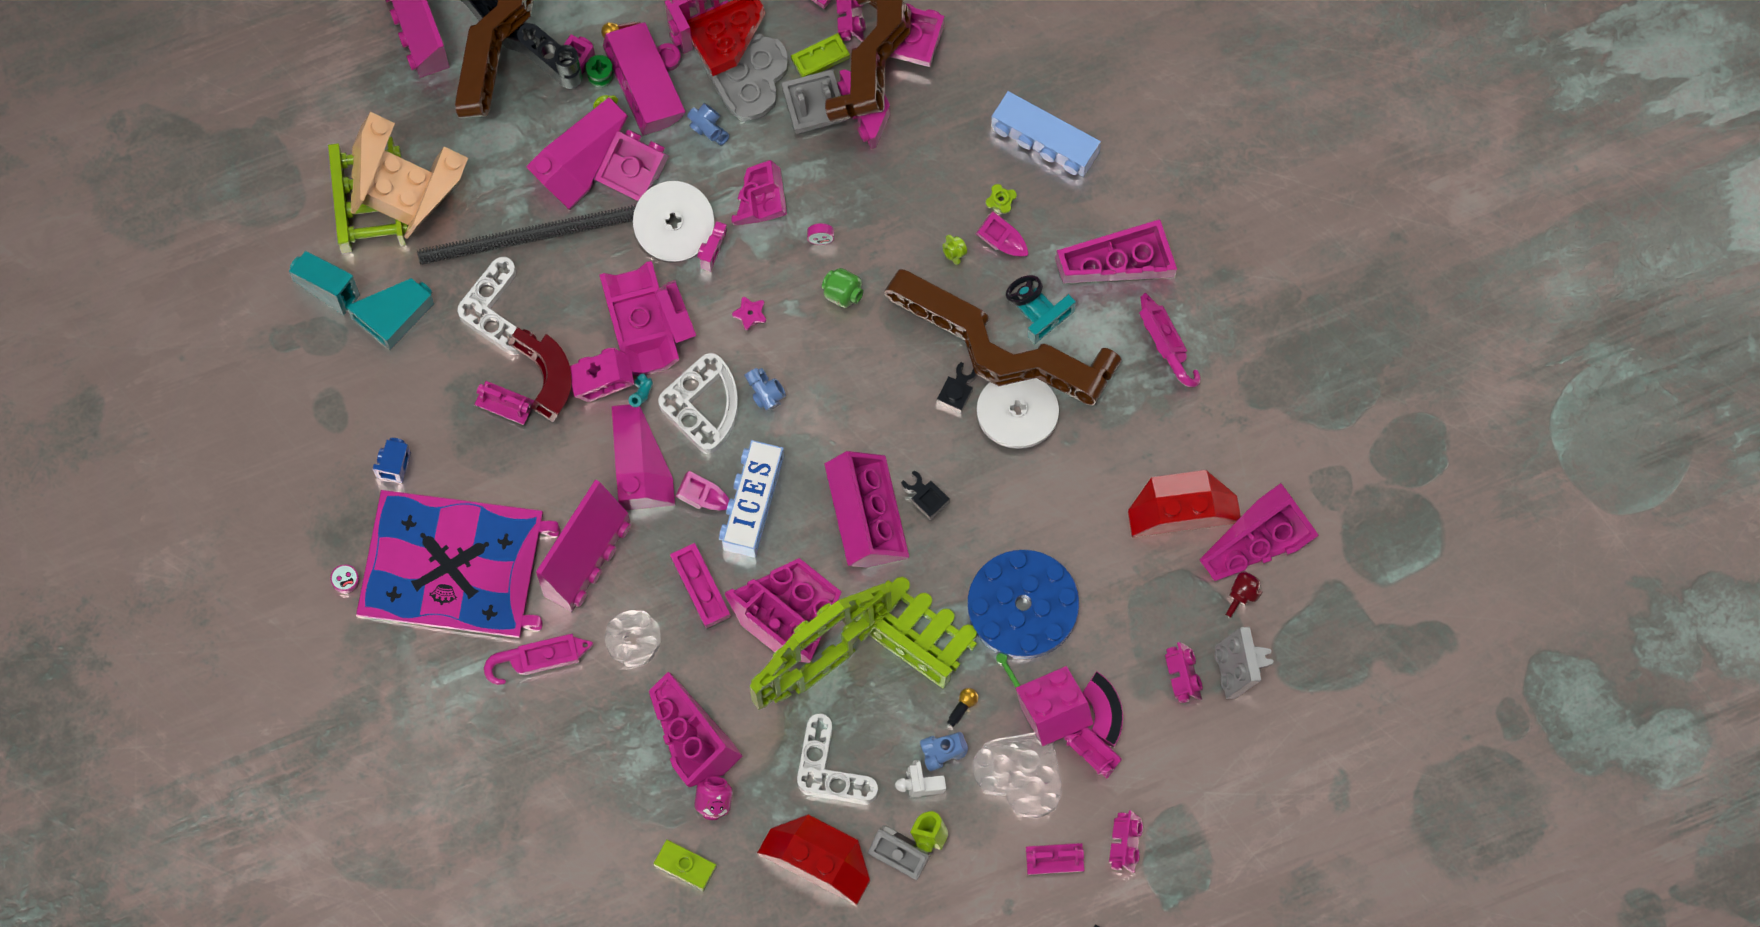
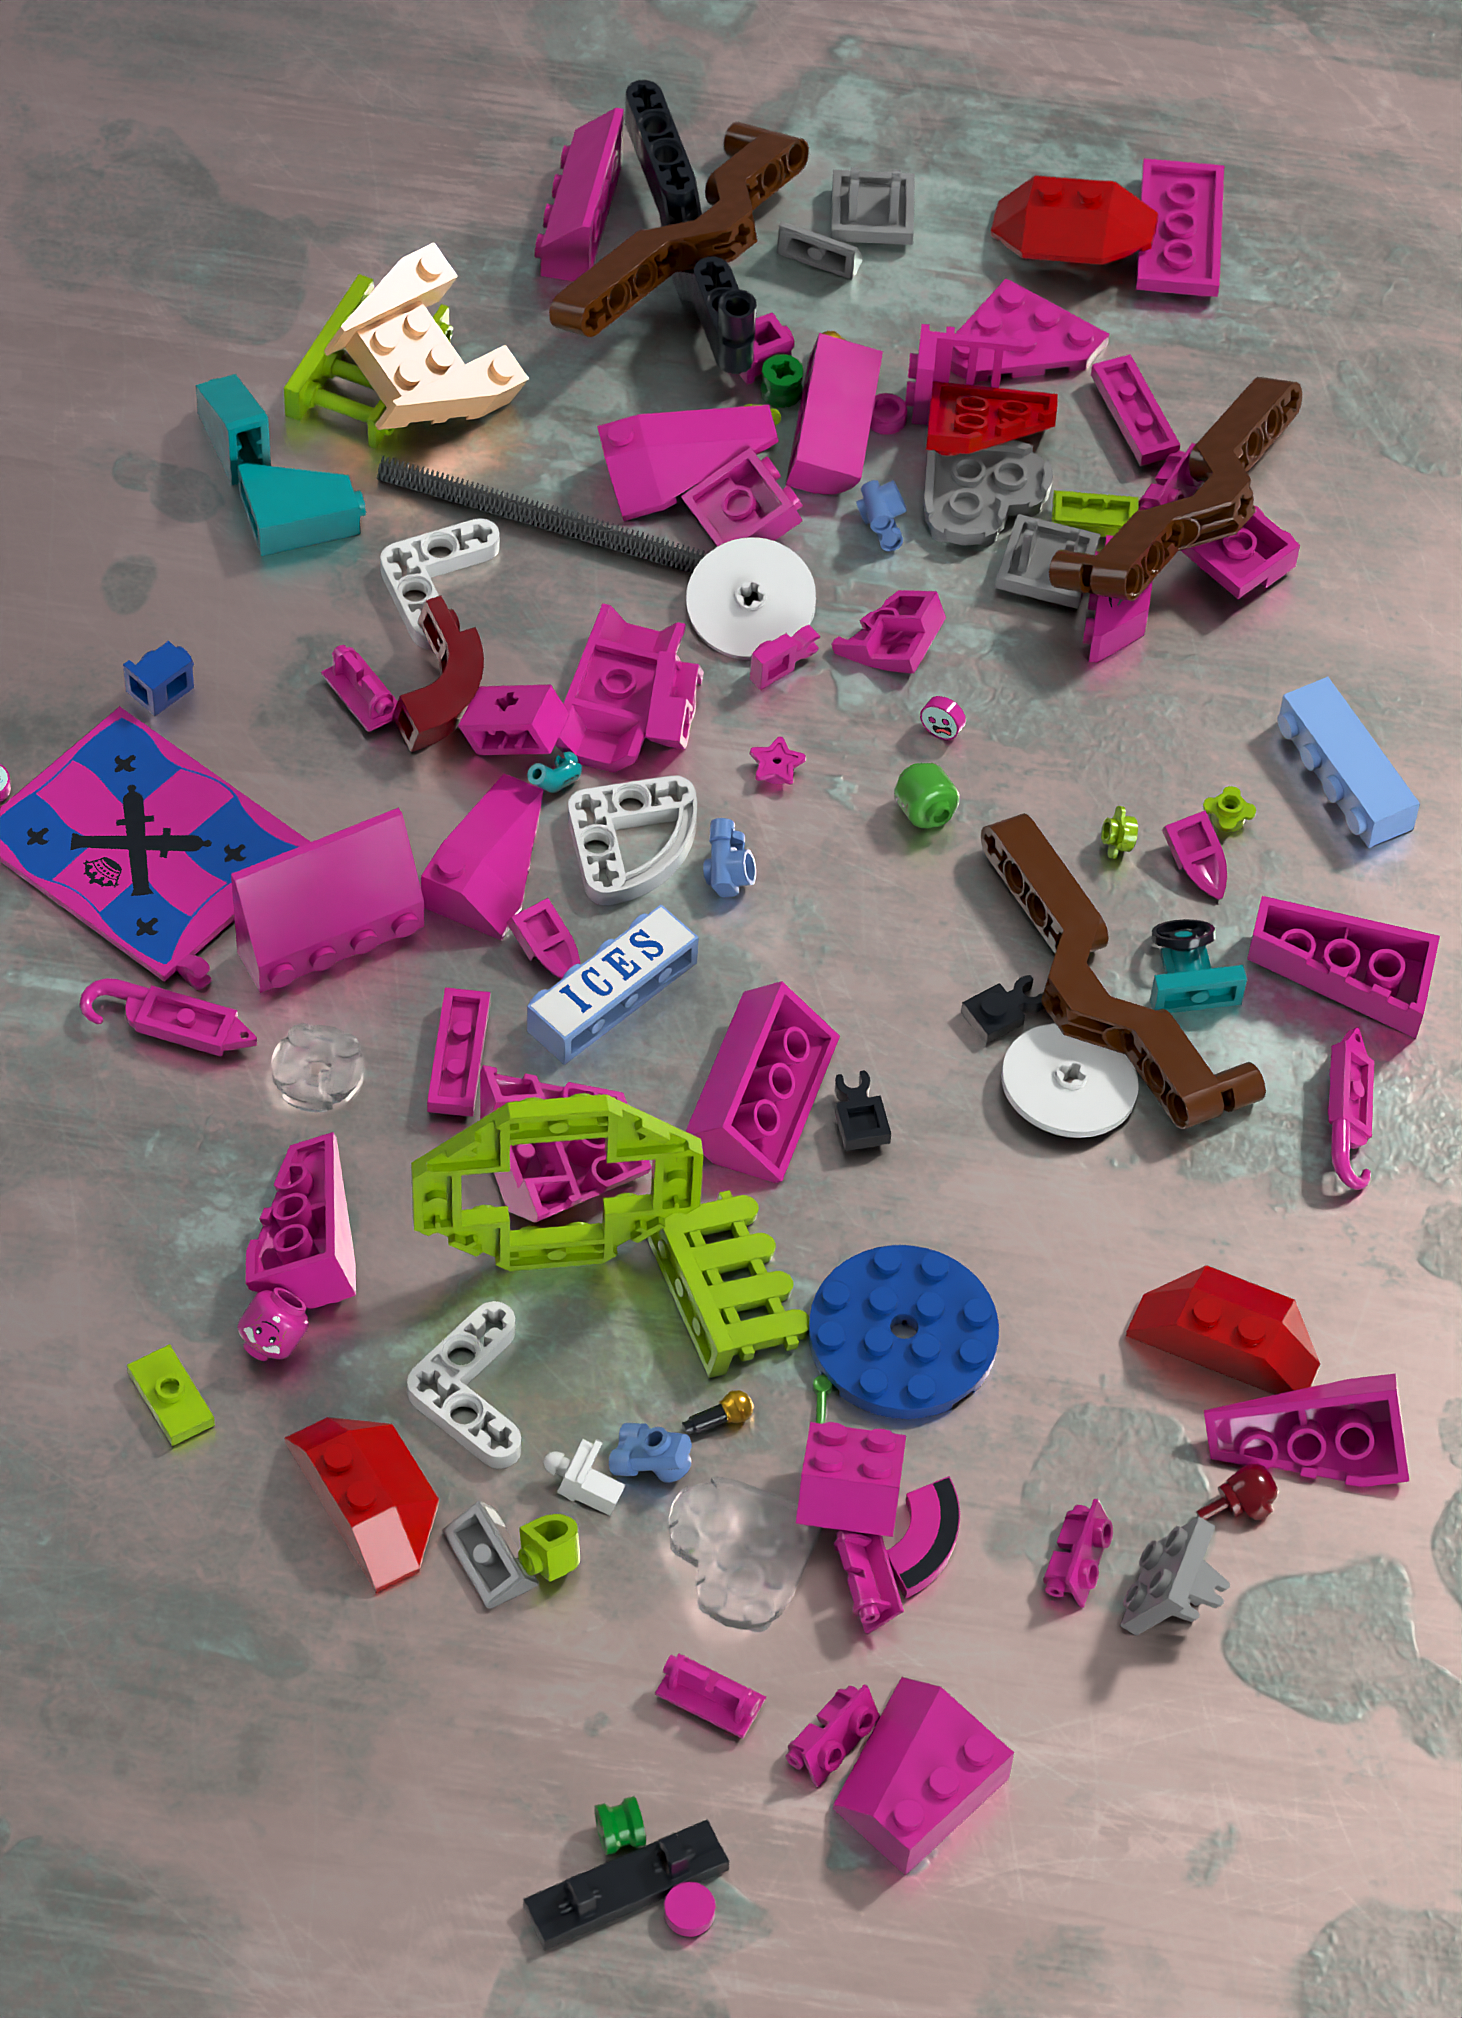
camera: 25 degrees right, 15 degrees down
(1179, 837) = (921, 1773): none -> dark pink wedge

